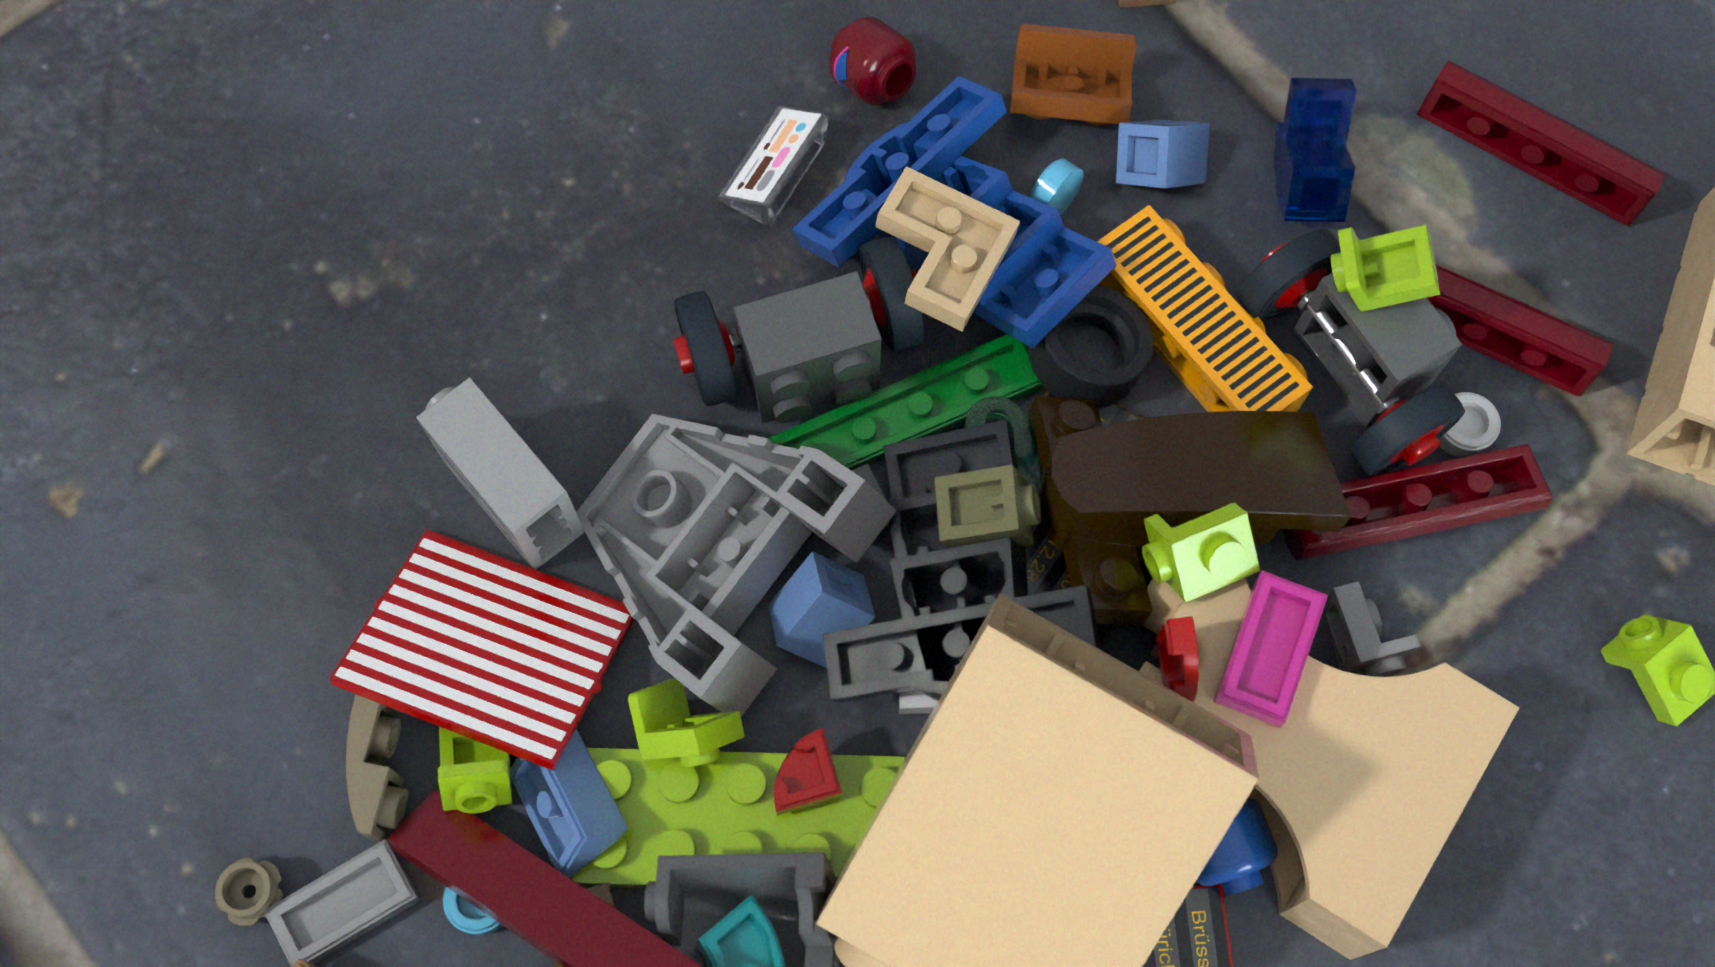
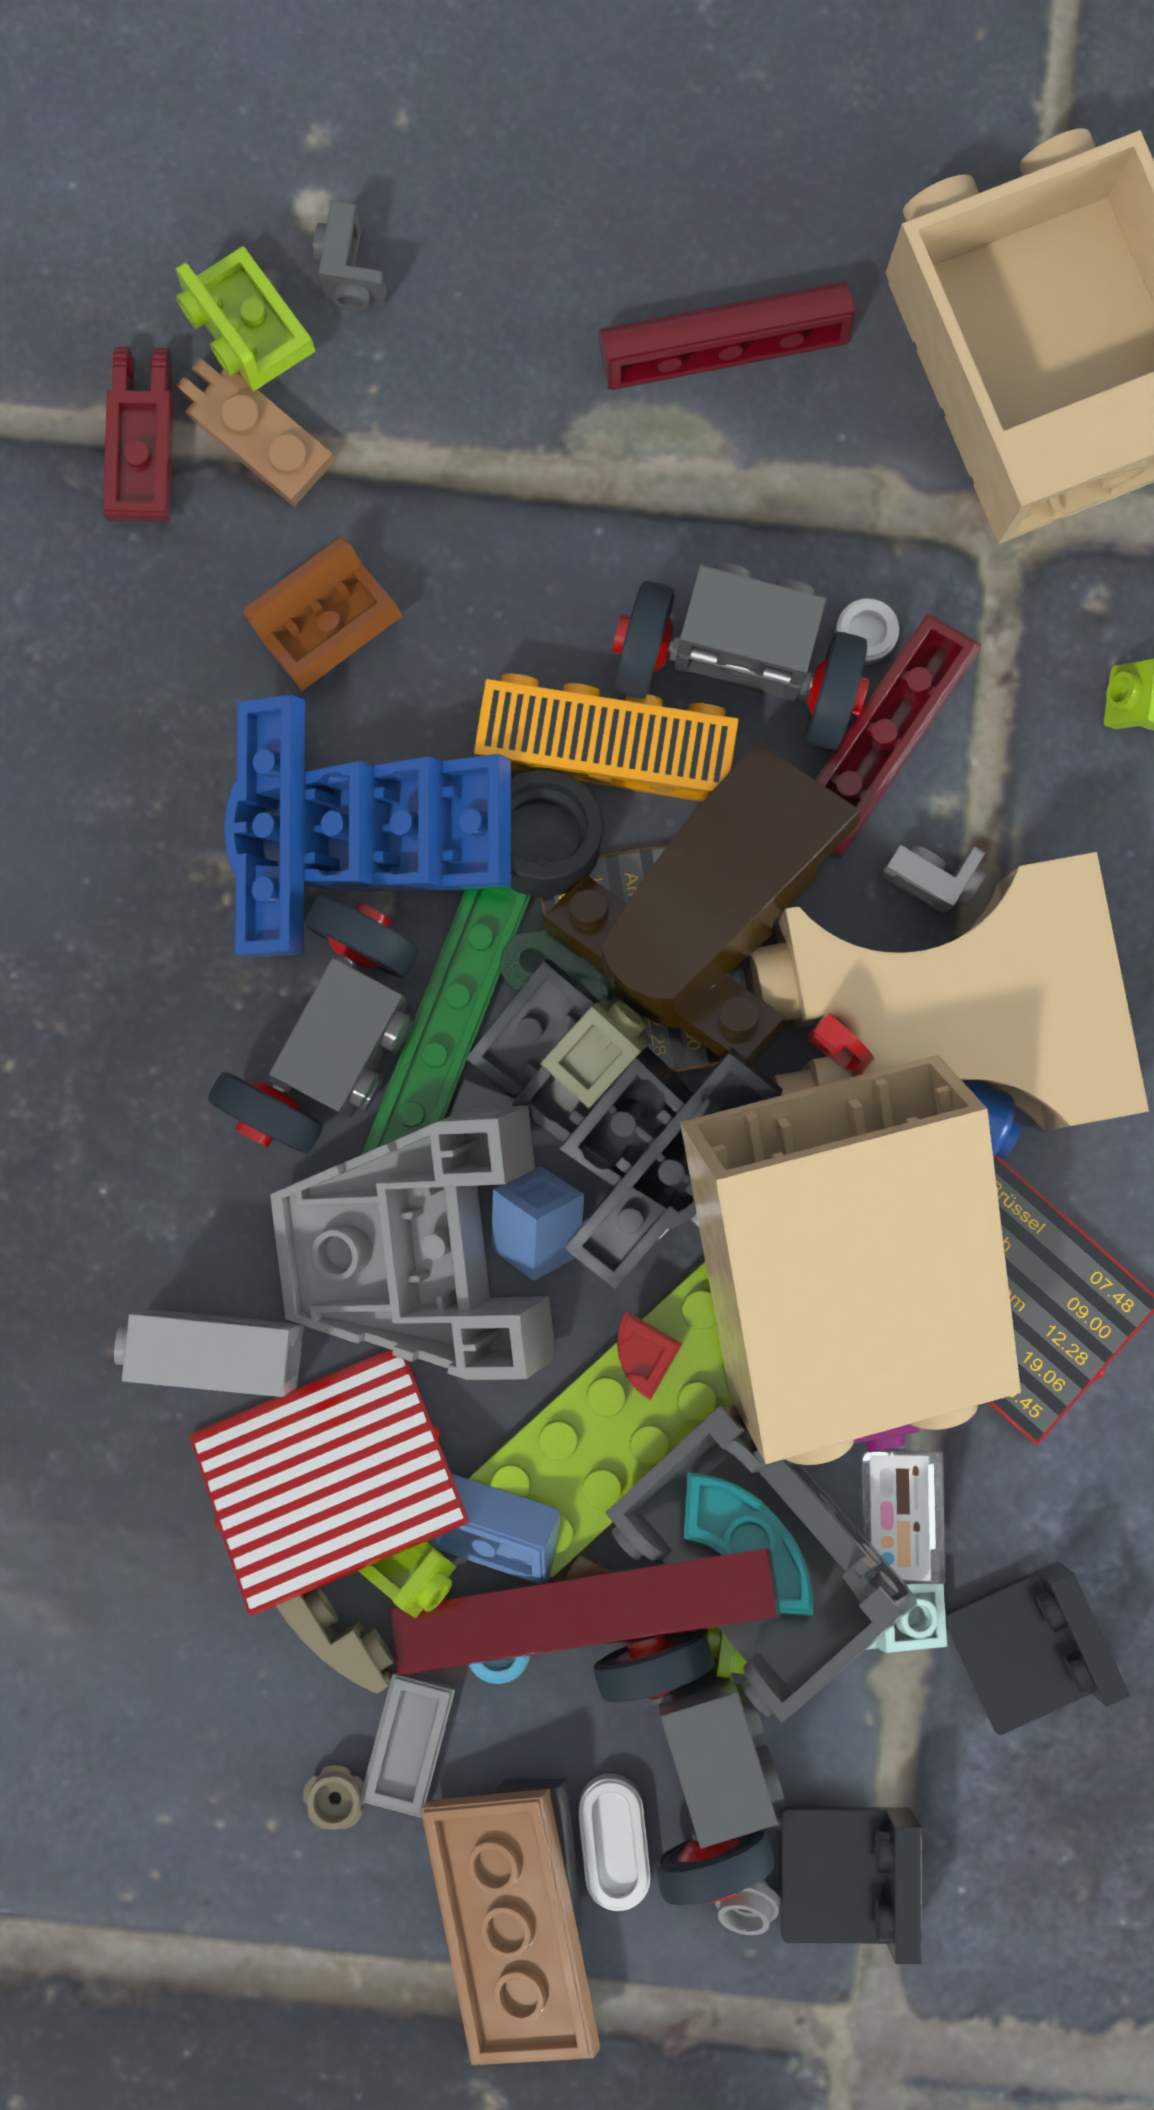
camera: 45 degrees left, 15 degrees up
(669, 731) = (527, 1411): lime bracket -> none
(776, 163) = (157, 901): slope -> none
(872, 61) = (152, 746): dark red head -> none
(962, 242) = (383, 854): tan plate -> none
(1058, 184) = (396, 723): medium azure tile -> none
(1162, 153) = (449, 615): medium blue panel -> none
(1201, 552) = (787, 950): lime bracket -> none
(1270, 649) = (894, 972): dark pink tile -> none
(1311, 150) = (567, 512): clear blue brick -> none
(1385, 267) = (724, 594): lime bracket -> none
(1521, 334) = (814, 528): dark red brick -> none

